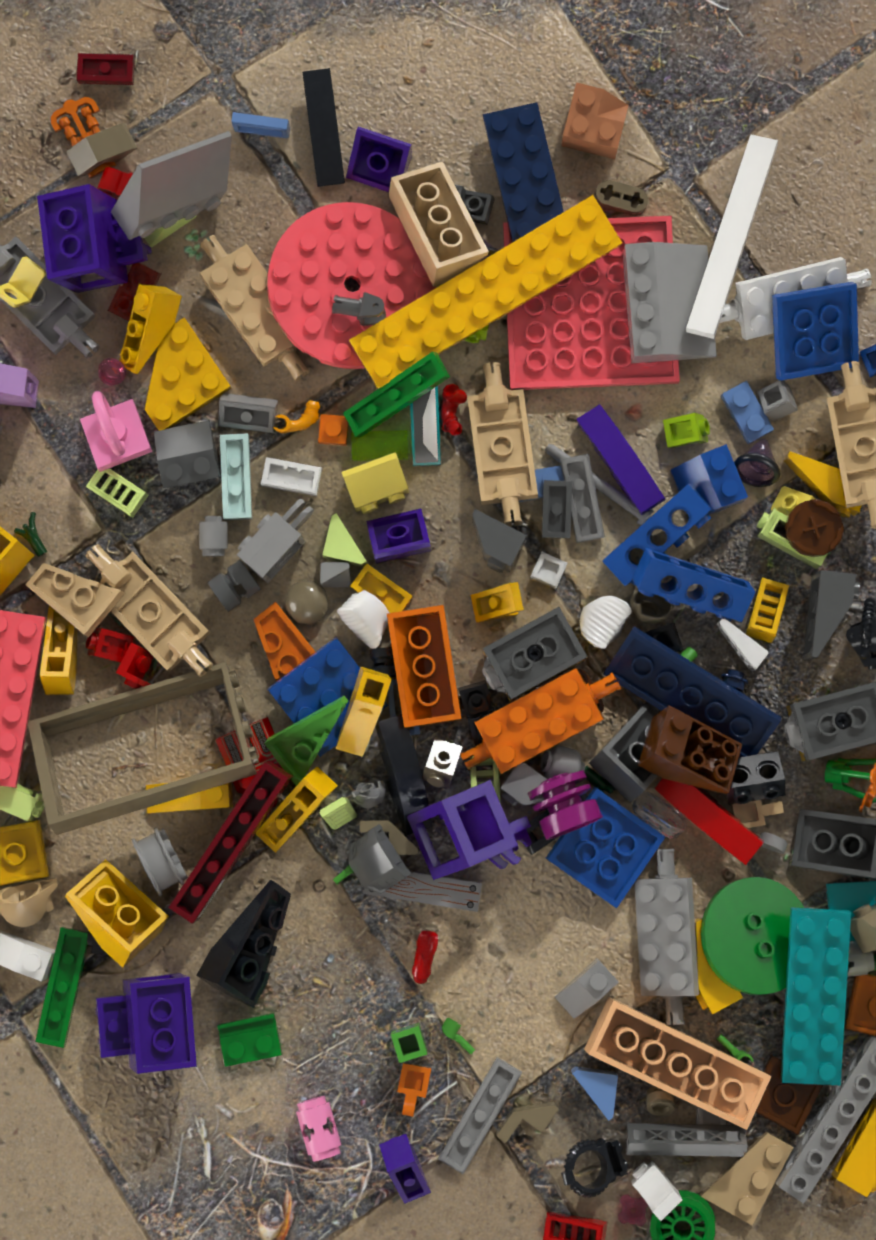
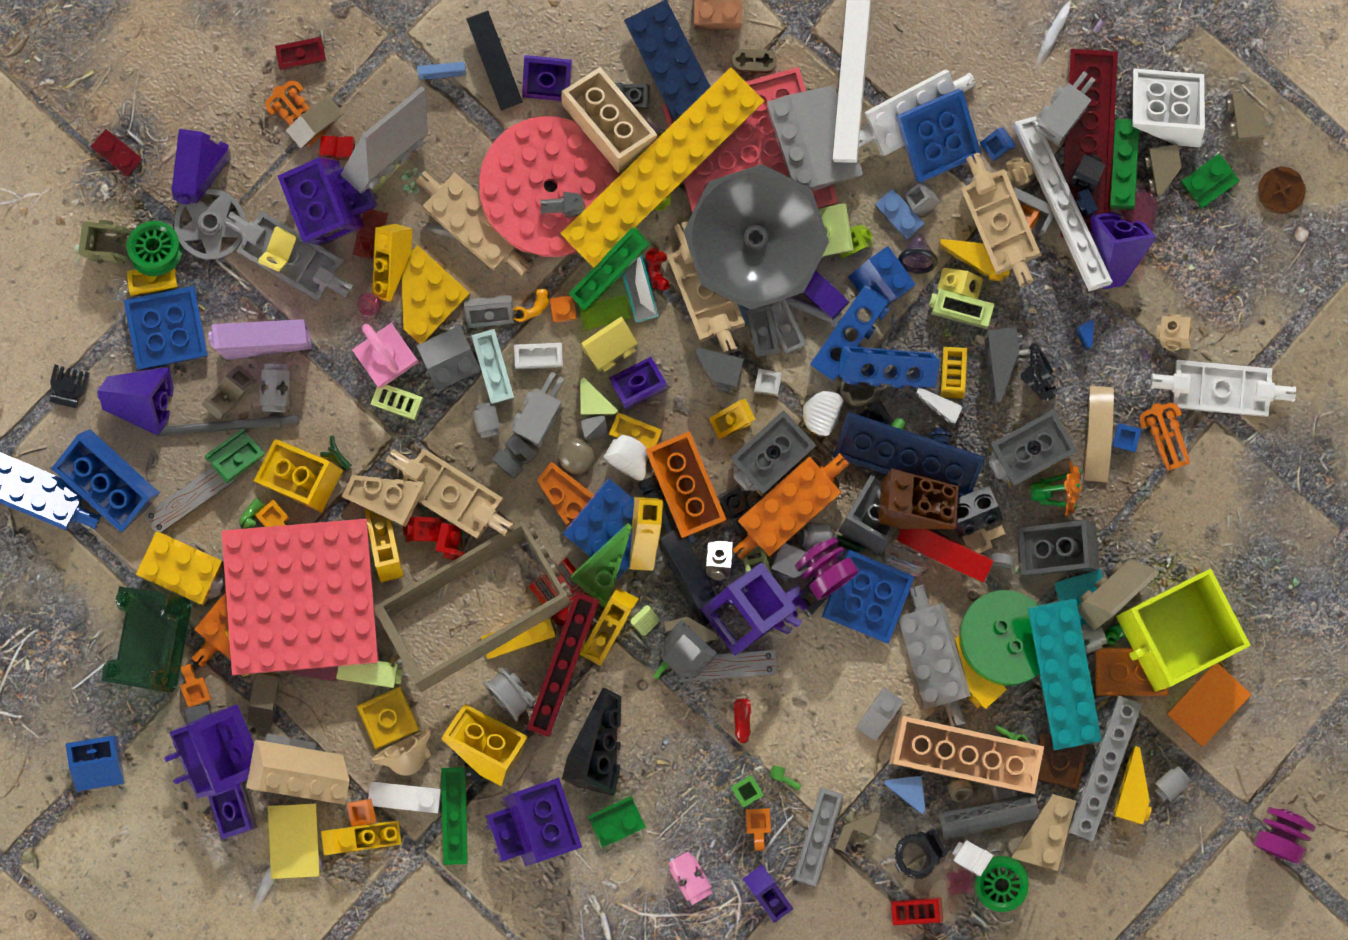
camera: 20 degrees left, 0 degrees up
(369, 793) = (666, 599): light grey plate -> none
(575, 396) = (756, 236): none -> dark grey piece
(658, 412) = (837, 229): none -> yellowish green plate
(814, 528) = (975, 297): reddish brown tile -> none

